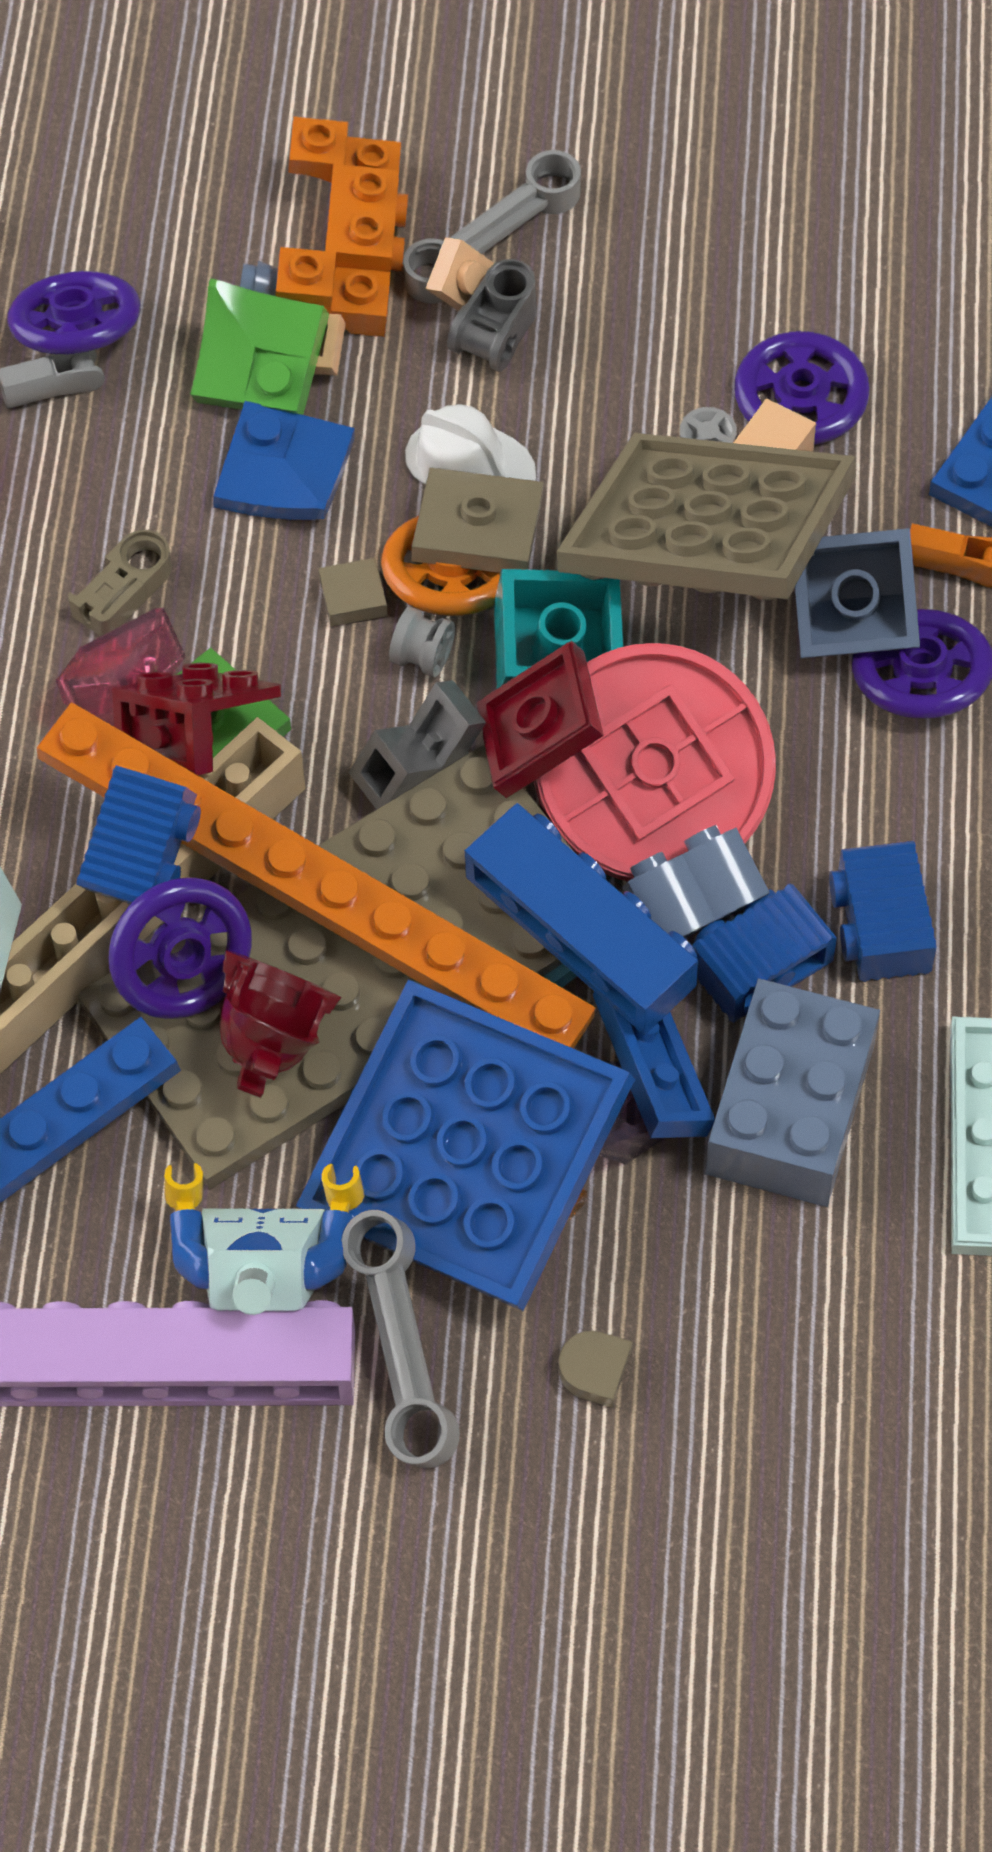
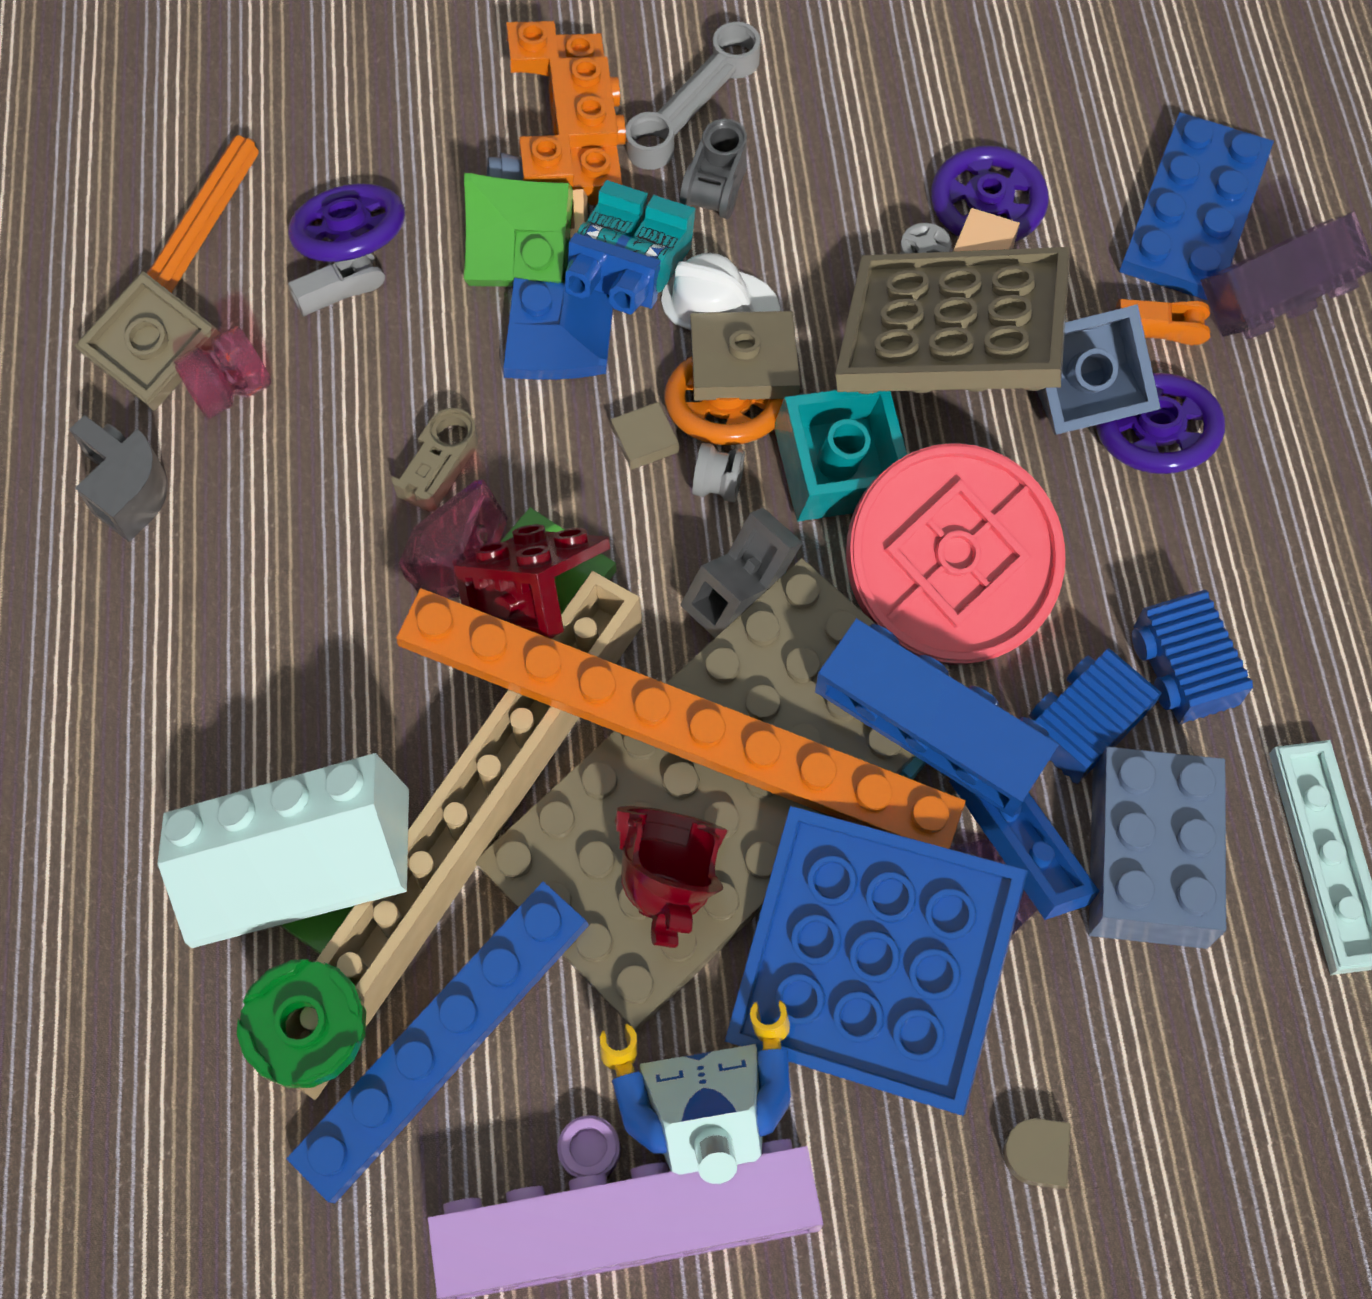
camera: 10 degrees left, 5 degrees up
(137, 1280) = (588, 1147): none -> lavender tile
(138, 835) = (512, 716): blue brick -> none
(166, 902) = (569, 812): dark purple plate -> none
(377, 386) = (628, 247): none -> hips
(400, 1339) = (858, 1169): light grey piece -> none
(457, 272) = (677, 138): light nougat plate -> none
(539, 719) = (853, 533): dark red tile -> none
(701, 884) = (1025, 661): sand blue brick -> none

